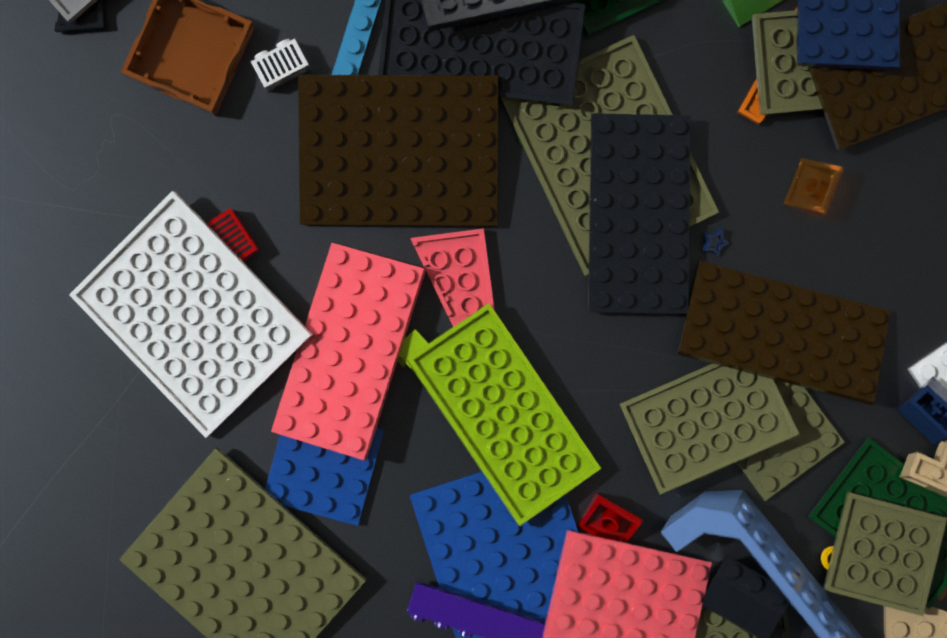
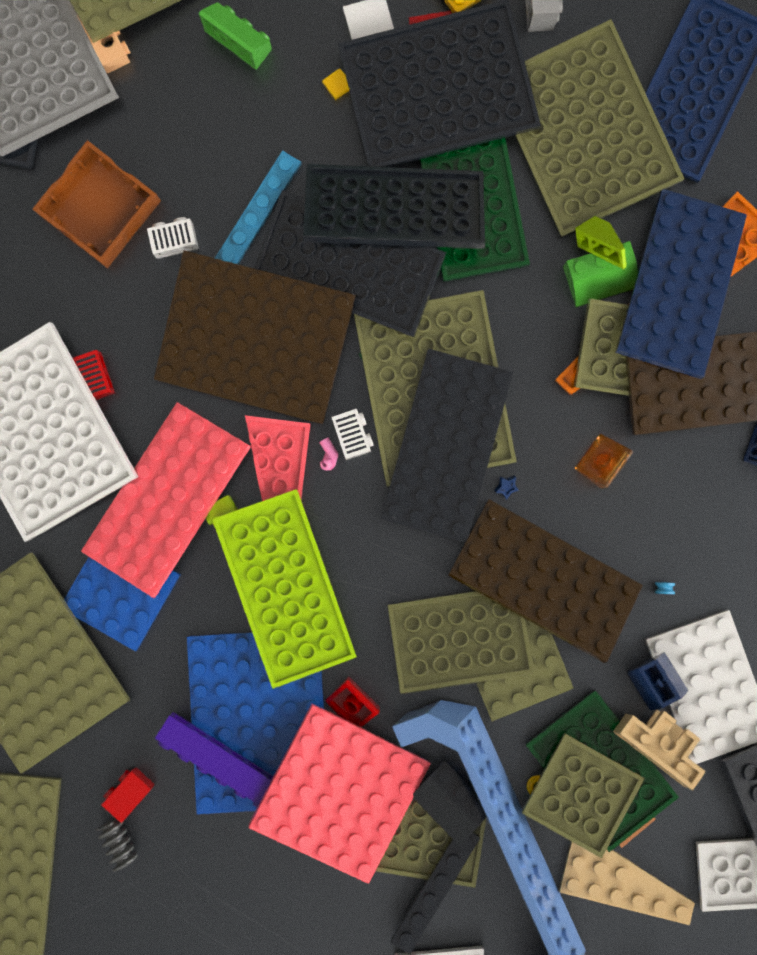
camera: 20 degrees right, 0 degrees up
(514, 257) = (330, 456): none -> bright pink arm
(532, 228) = (351, 434): none -> white brick
(915, 307) = (664, 588): none -> dark azure bush

